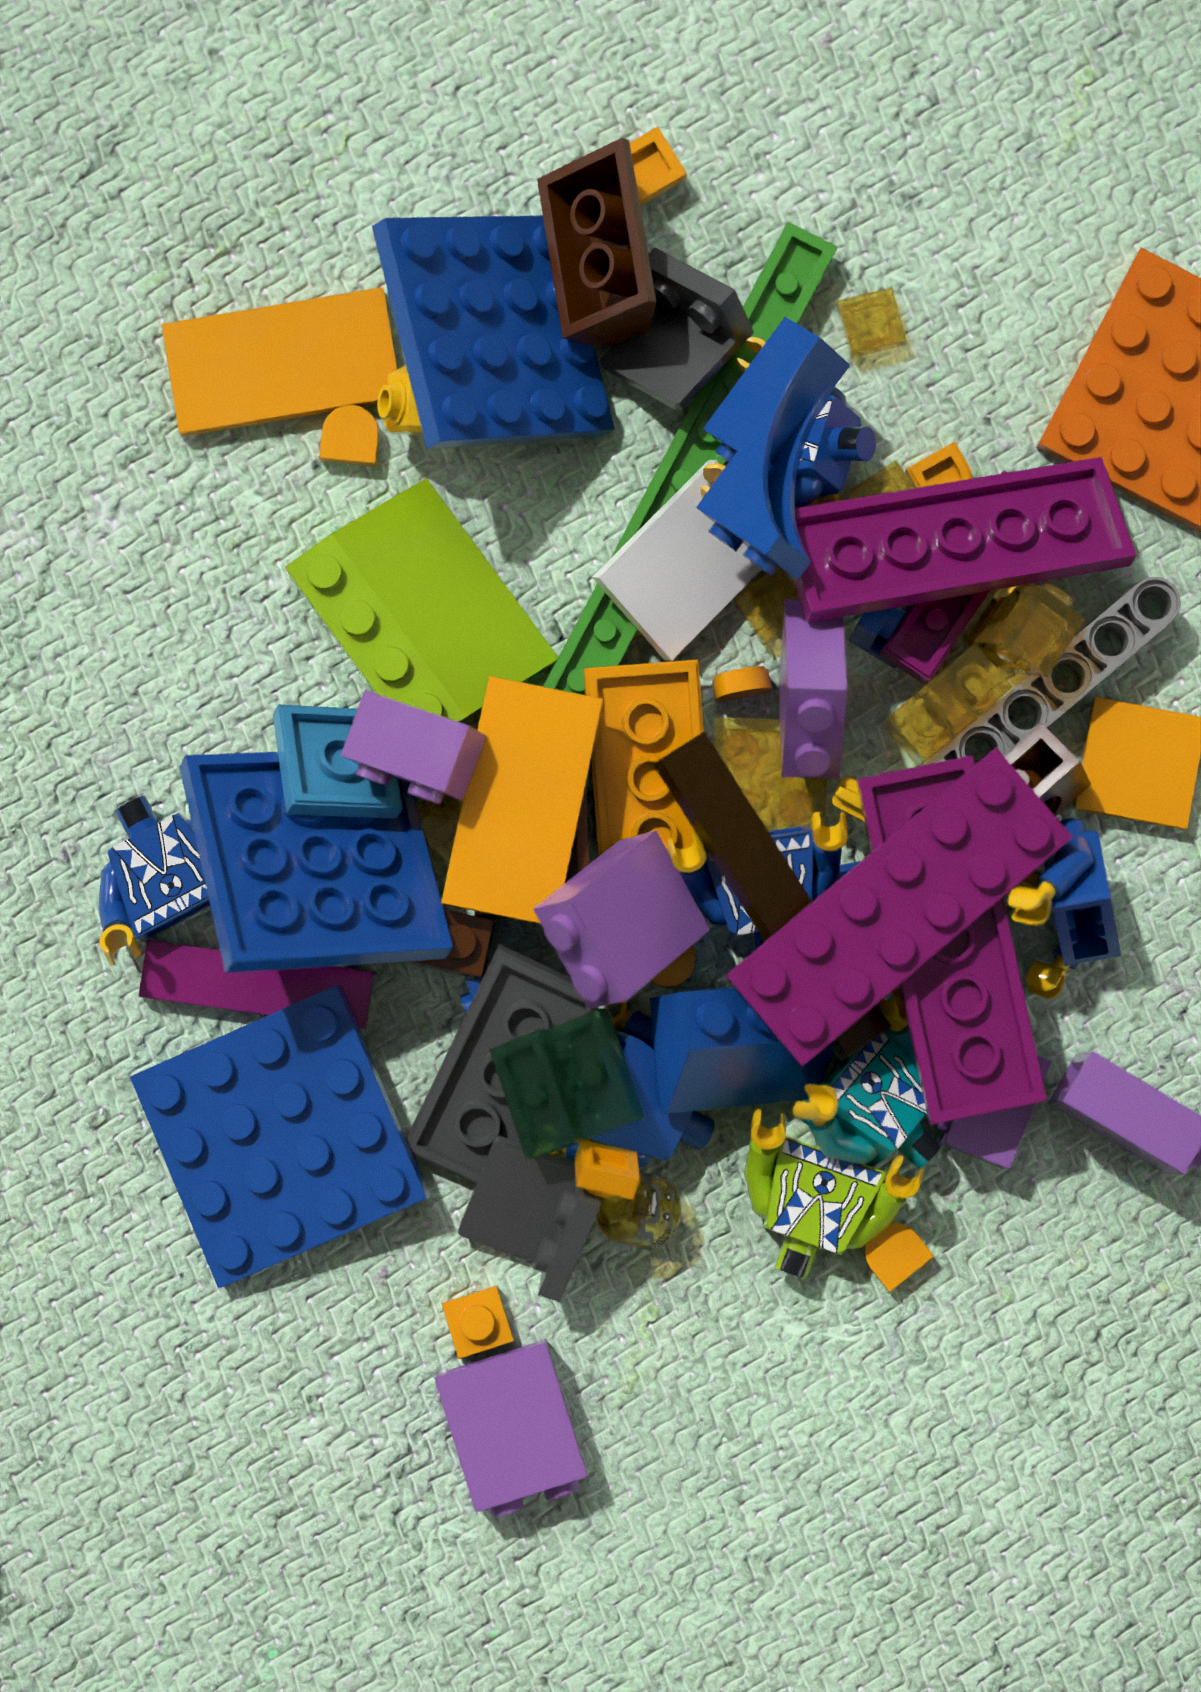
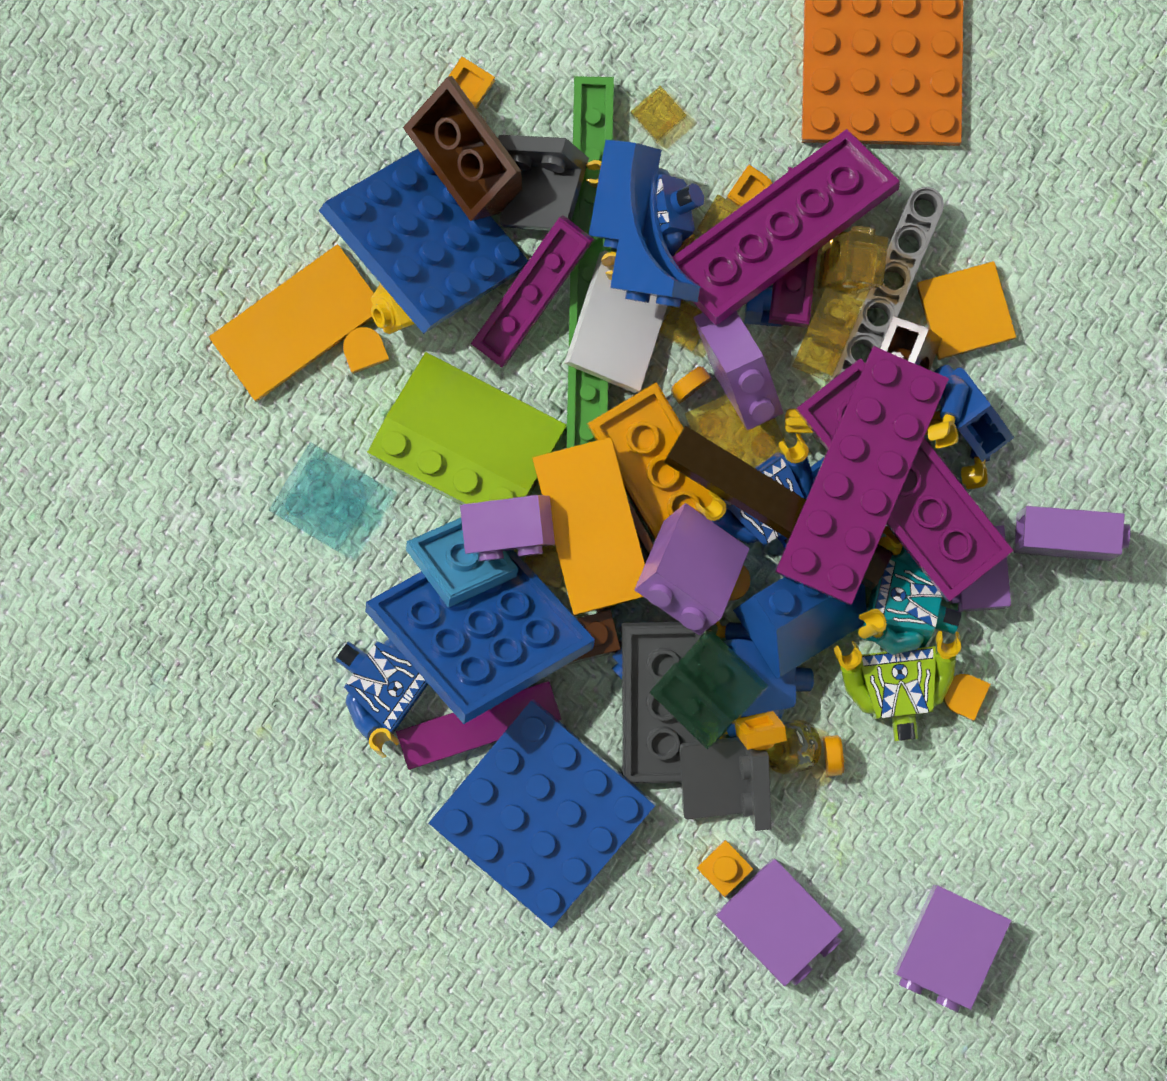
camera: 20 degrees left, 0 degrees up
(205, 598) = (324, 497): none -> clear light blue plate
(598, 466) = (532, 291): none -> magenta tile
(687, 1247) = (833, 755): none -> light orange tile
(714, 1570) = (951, 948): none -> medium lavender brick

